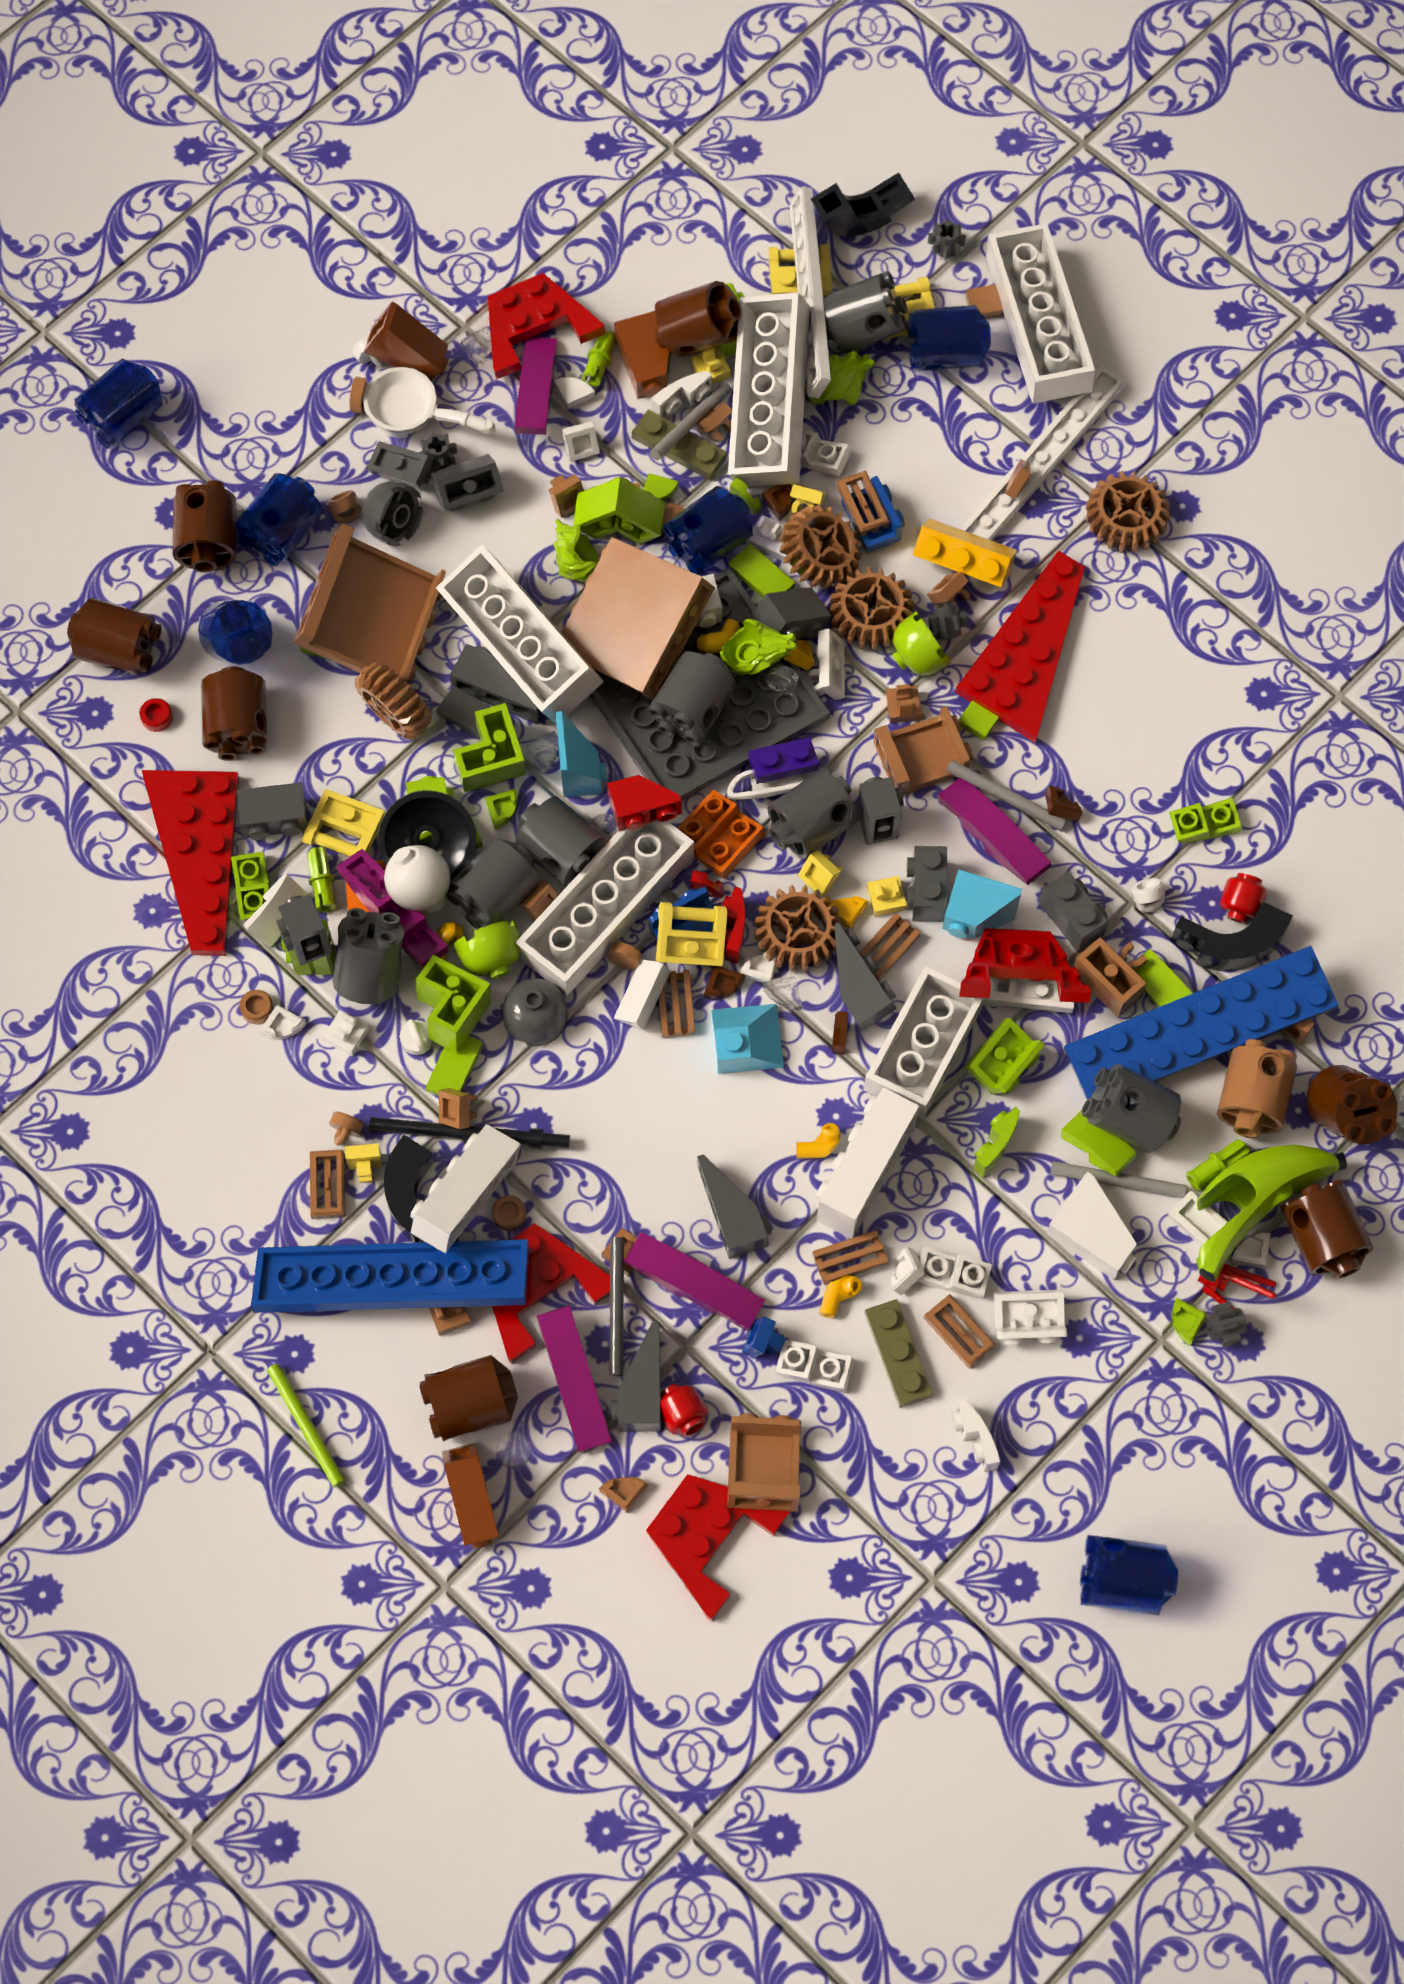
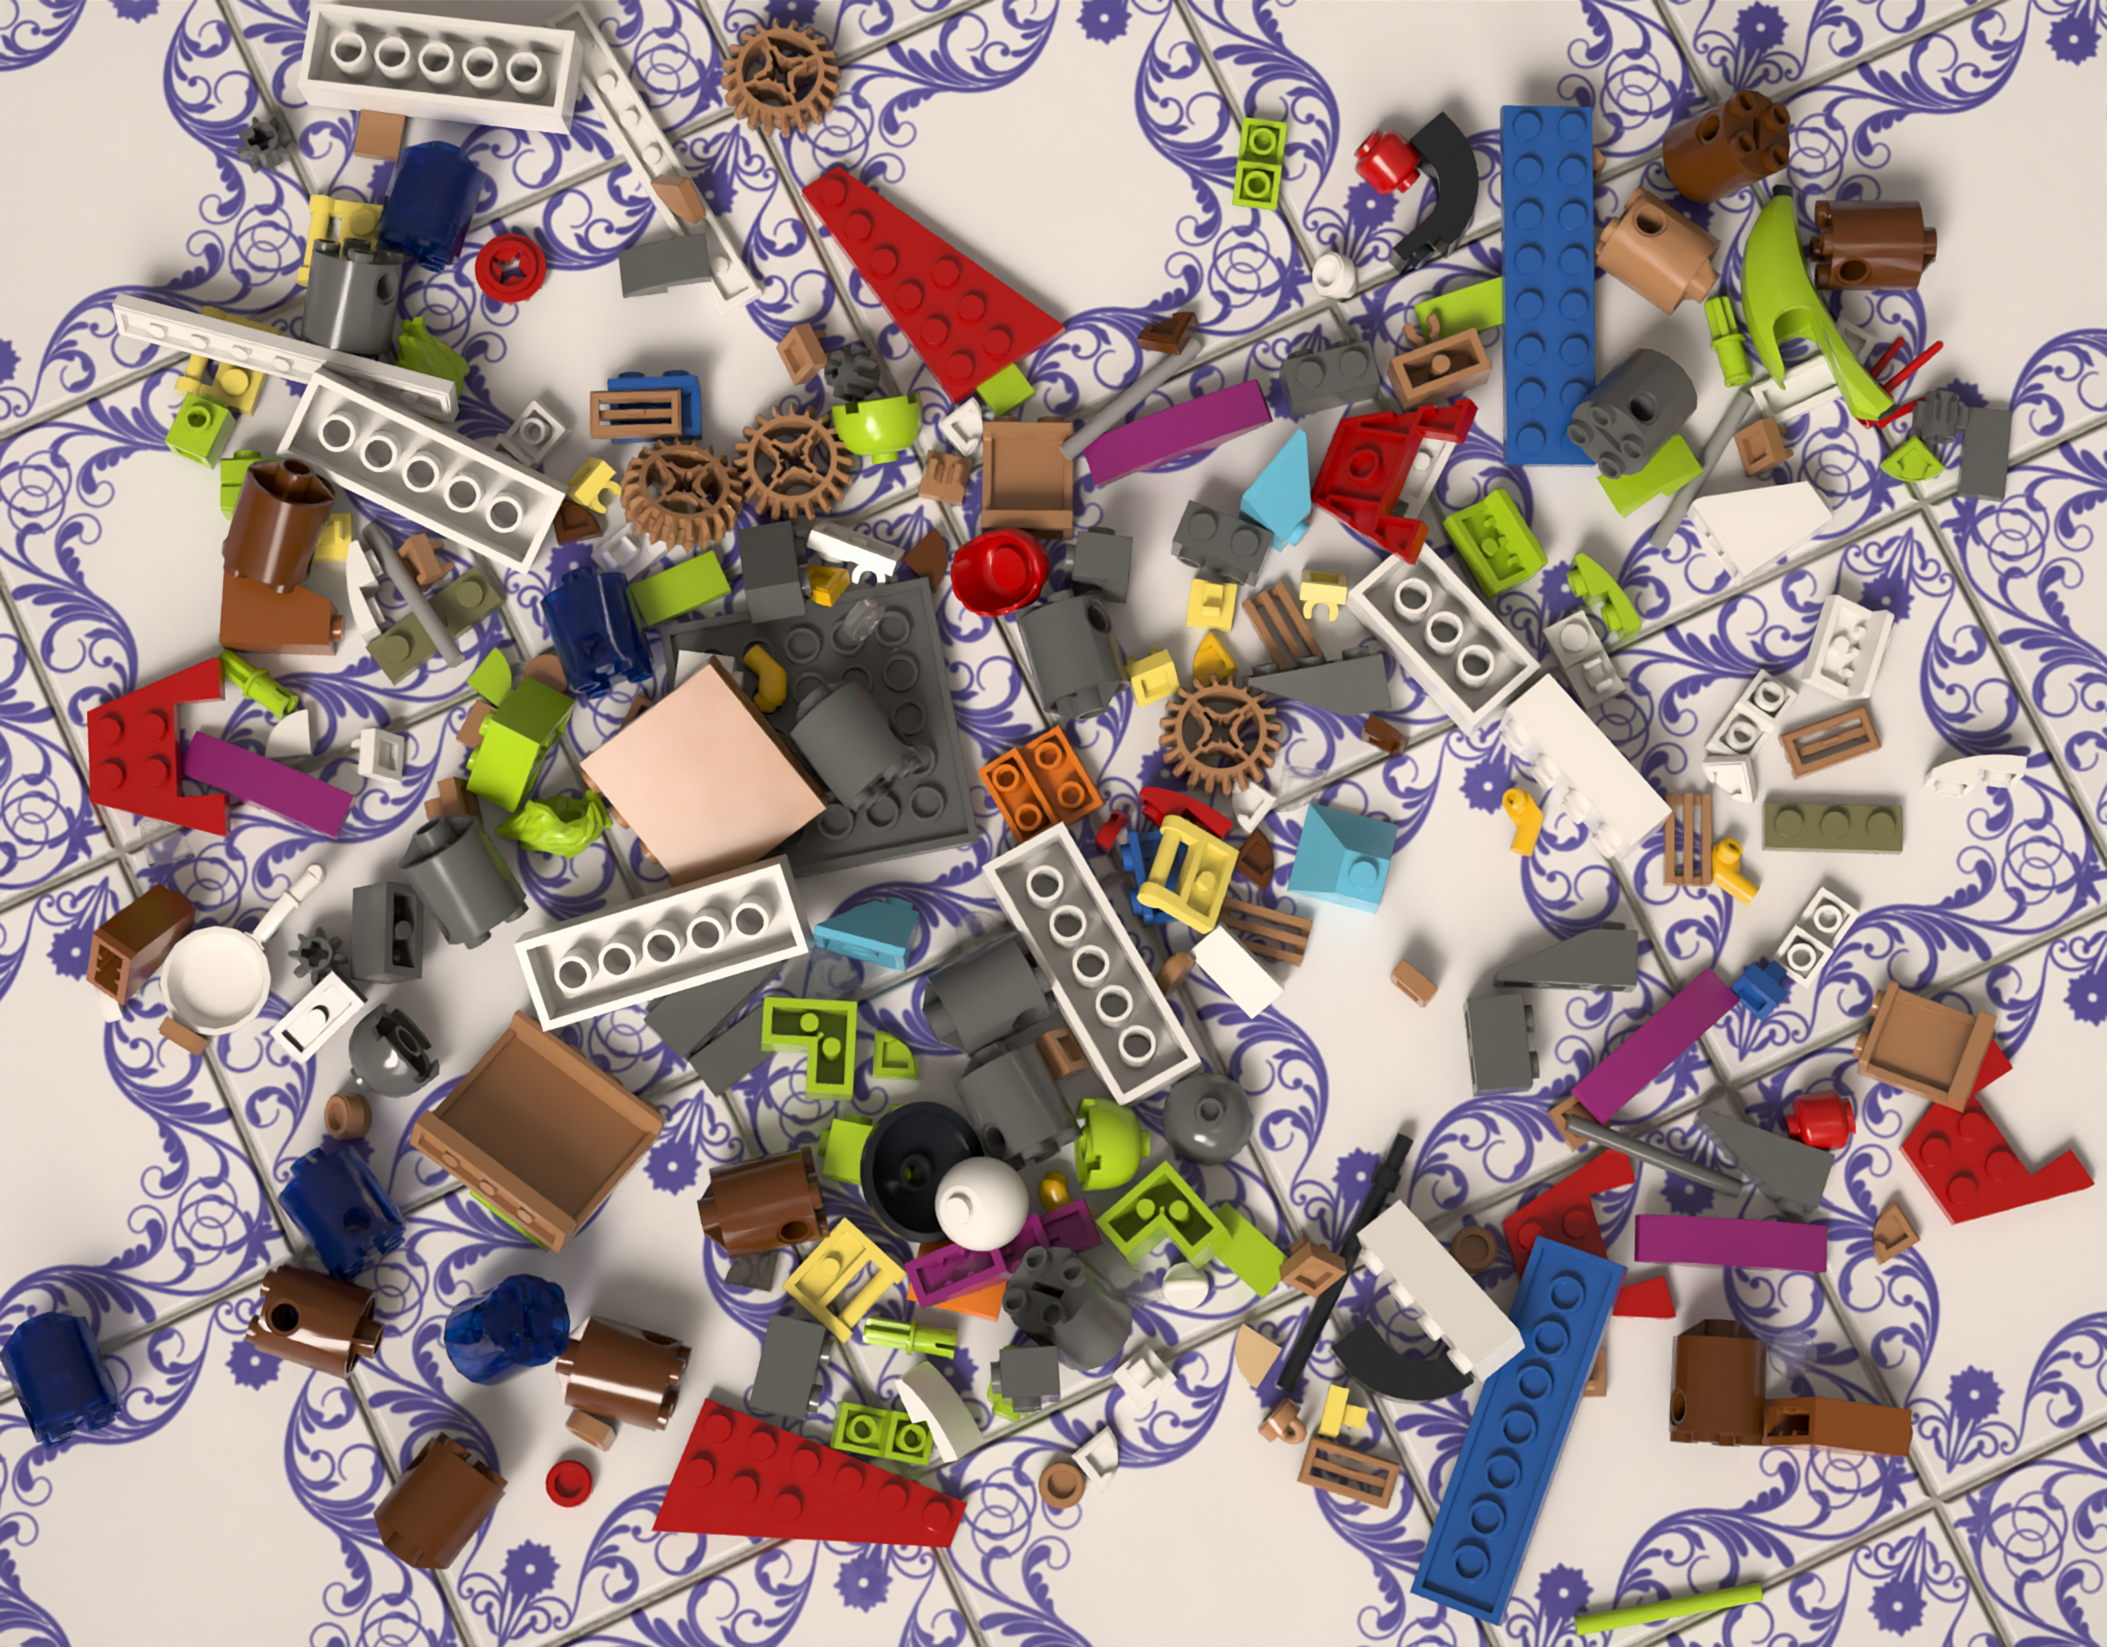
camera: 70 degrees left, 10 degrees up
(192, 713) = (590, 1430): none -> medium nougat tile
(333, 773) = (754, 1271): none -> clear smoke tile
(373, 756) = (764, 1204): none -> reddish brown cylinder
(385, 1096) = (1254, 1355): none -> tan tile
(393, 700) = (694, 1147): medium nougat gear -> none
(403, 1004) = (1135, 1286): none -> clear tile
(515, 504) = (462, 879): none -> dark grey cylinder
(641, 801) = (986, 869): red slope -> none
(654, 1176) = (1500, 1044): none -> dark grey brick
(675, 1108) = (1413, 984): none -> medium nougat tile
(739, 487) = (551, 570): lime tile -> none
(747, 267) = (201, 429): none -> lime brick
(756, 648) = (813, 636): lime hair -> none
(764, 789) = (996, 704): white piece -> none
(783, 760) = (978, 663): dark purple plate -> none
(843, 713) = (929, 559): none -> reddish brown tile
(849, 749) = (999, 572): none -> red piece
(863, 212) = (174, 248): black arch -> none
(925, 954) = (1324, 588): none -> light yellow tile
(940, 699) = (964, 428): none -> white tile
(942, 402) = (506, 250): none -> red gear
(948, 1146) = (1583, 661): none -> white plate
(964, 552) = (763, 310): yellow brick -> none
(971, 487) = (664, 264): none -> dark grey slope
(1150, 1210) = (1761, 446): none -> medium nougat tile
(1214, 1368) = (1985, 455): none -> dark grey tile

